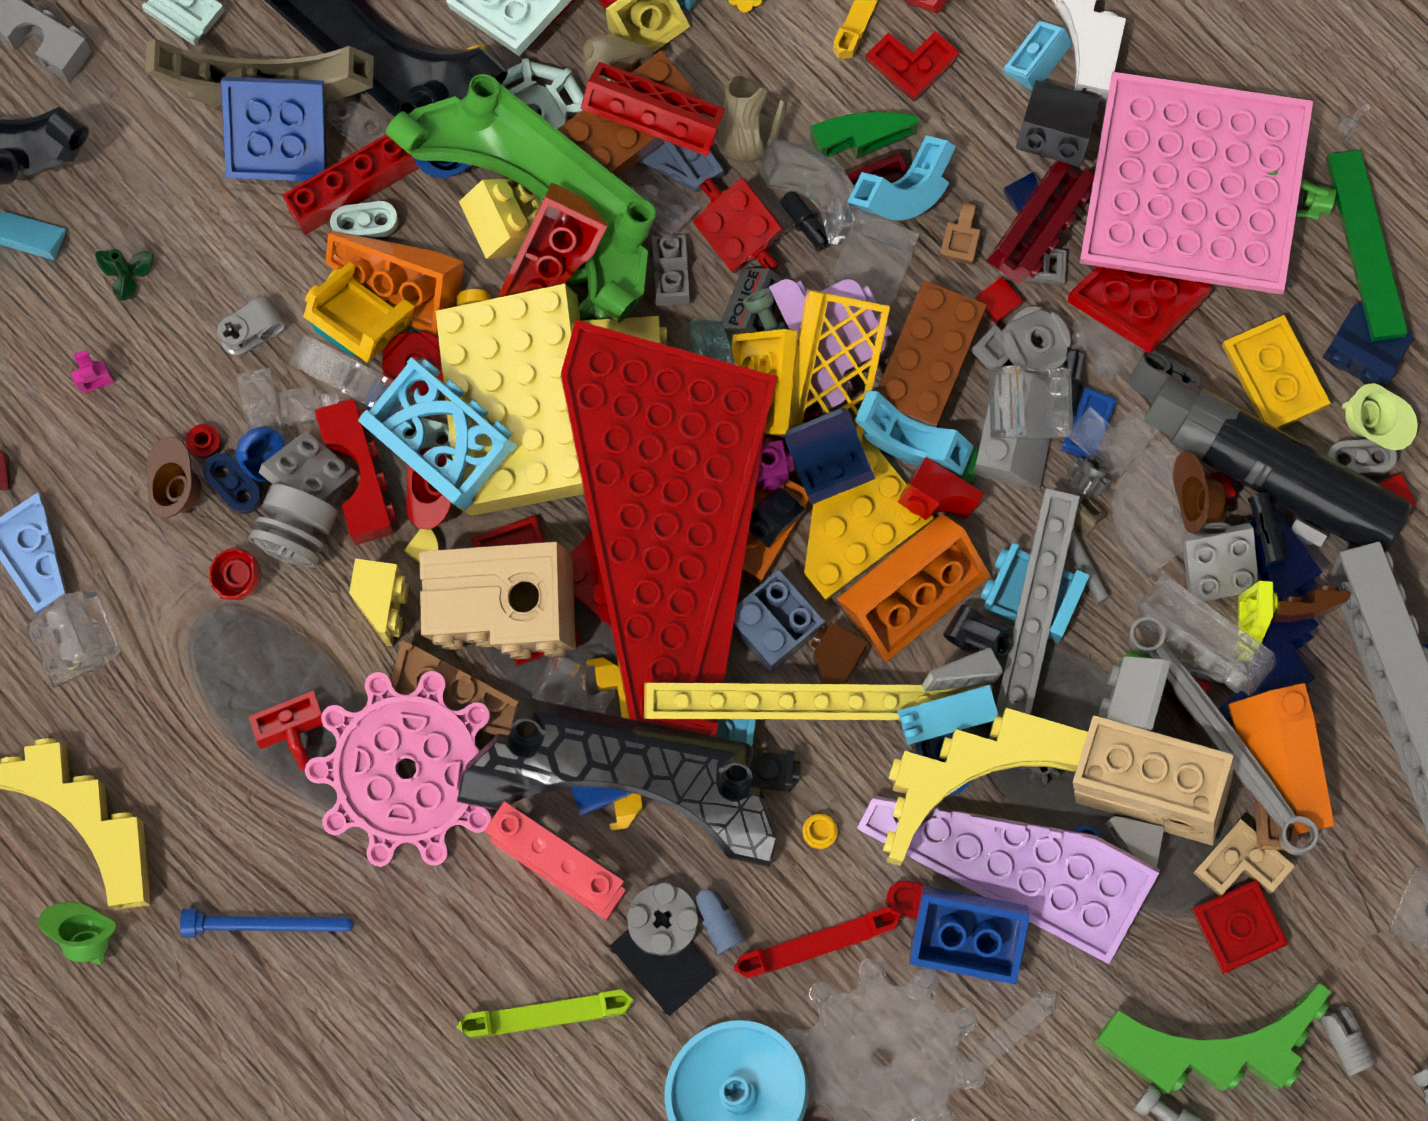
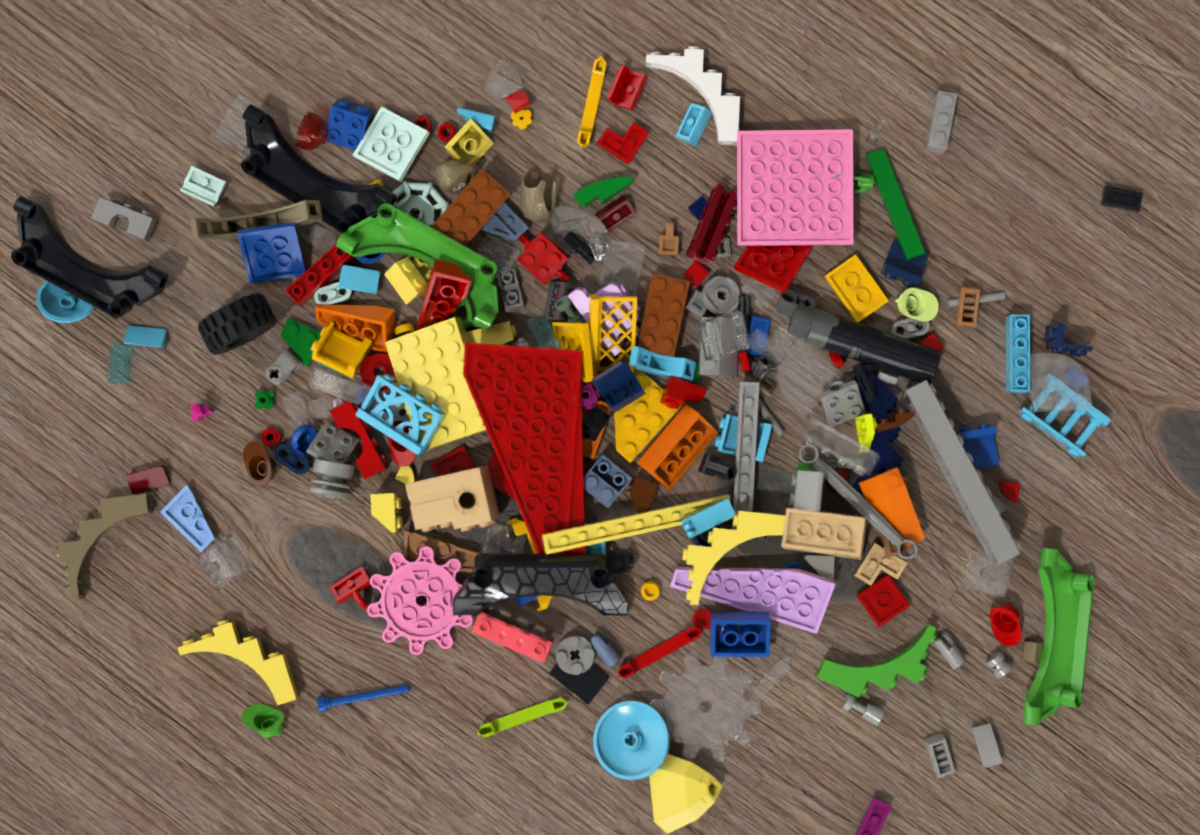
camera: 10 degrees left, 10 degrees up
(113, 264) = (197, 344): dark green plant -> none
(187, 229) = (236, 323): none -> black tyre
(212, 382) = (269, 400): none -> green plate
(234, 574) = (305, 510): red hair -> none
(288, 285) = (300, 339): none -> green wing
(413, 201) = (359, 279): none -> medium azure slope
(651, 111) = (482, 208): red fence -> none
(913, 192) = (636, 222): medium azure arch -> none
(970, 671) = (718, 490): light grey slope -> none
(1057, 462) = (744, 363): none -> red tile
(1058, 123) = (712, 166): black panel -> none
(1199, 495) = (824, 368): reddish brown piece -> none

